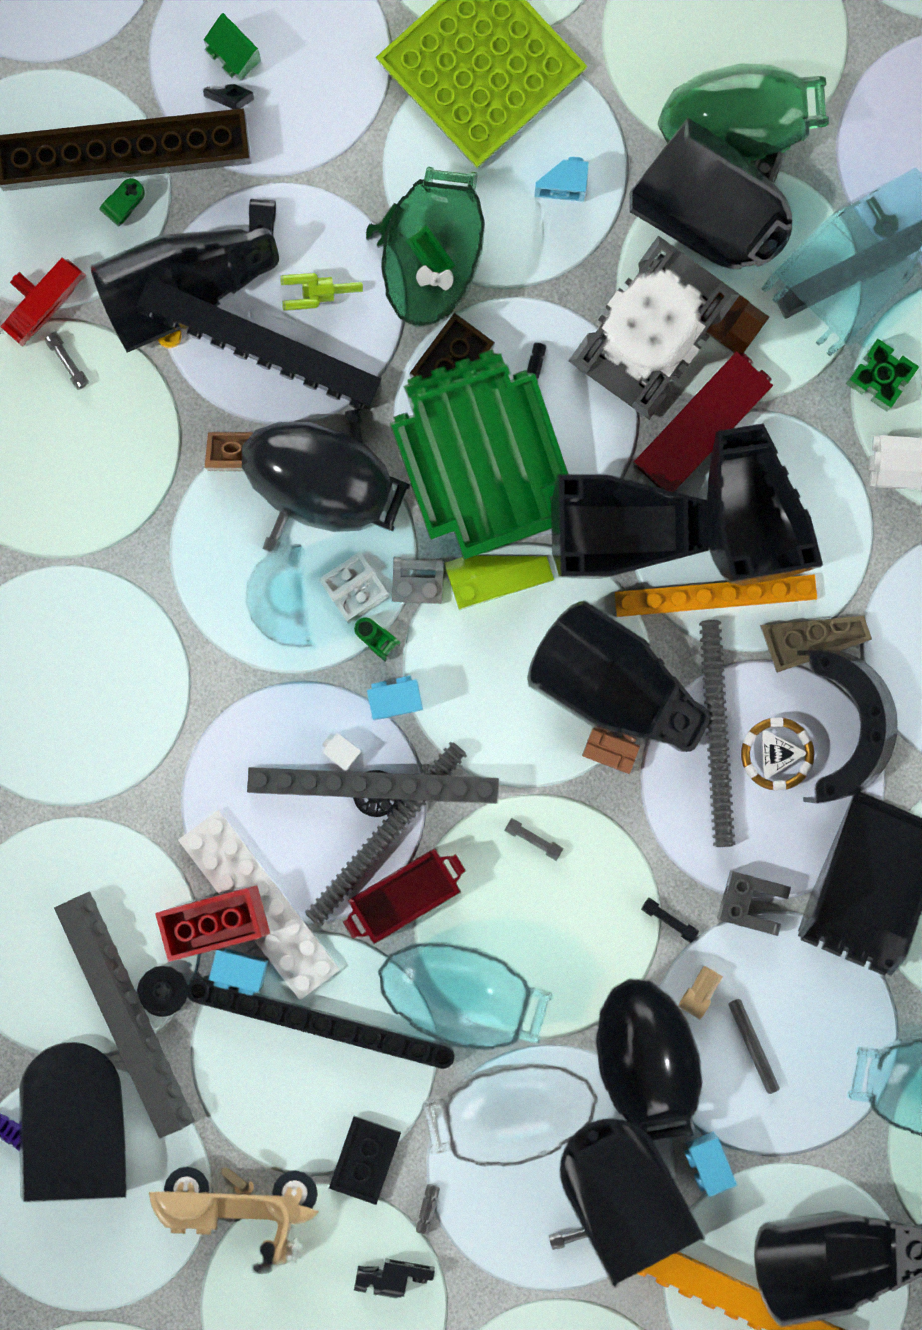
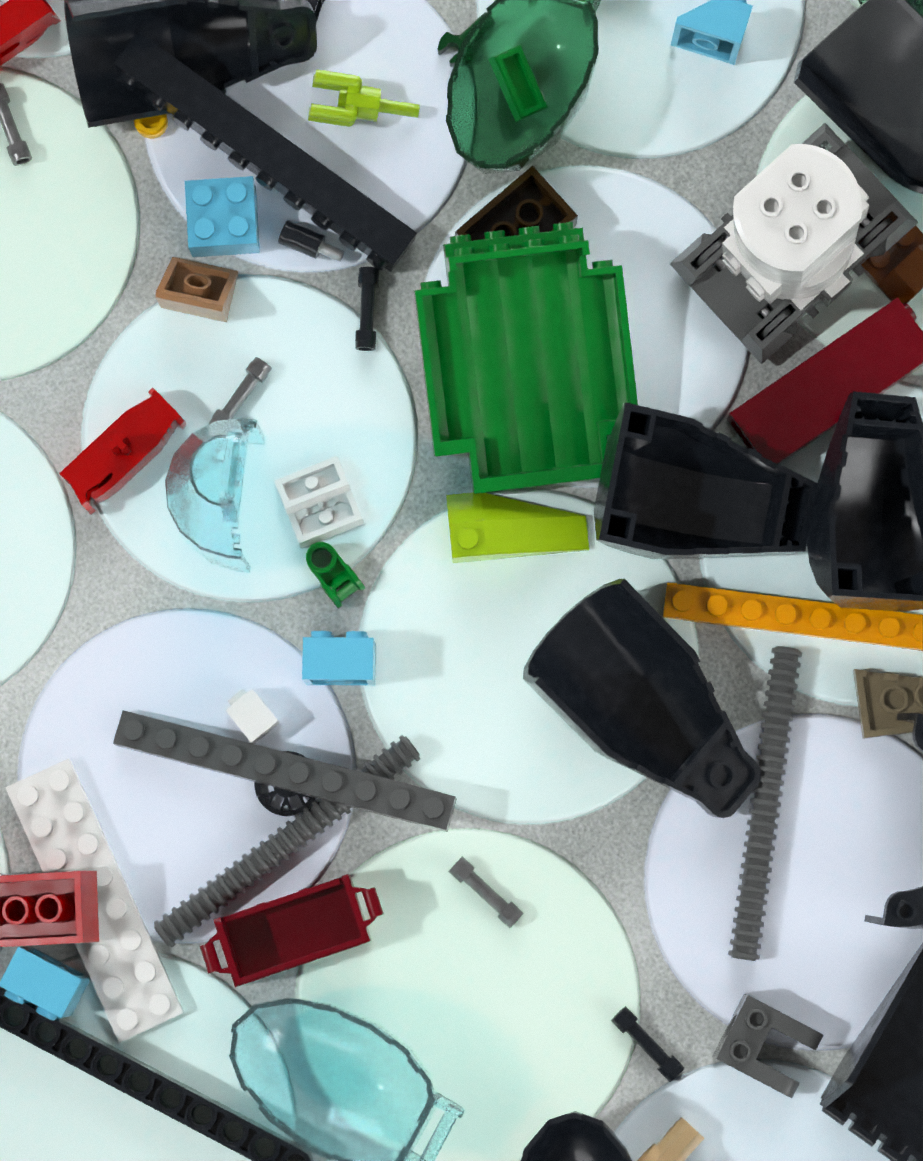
camera: 15 degrees right, 5 degrees down
(205, 581) = (122, 450): none -> red piece
(238, 396) = (222, 216): none -> medium azure brick
(303, 400) = (307, 241): none -> black piece
(320, 477) = (306, 344): black windscreen -> none
(415, 588) = (402, 521): light grey plate -> none
(426, 277) = (505, 111): white piece -> none
(536, 360) = (628, 254): black axle -> none
(611, 750) = (617, 793): nougat brick -> none
(777, 754) = (842, 848): piece -> none

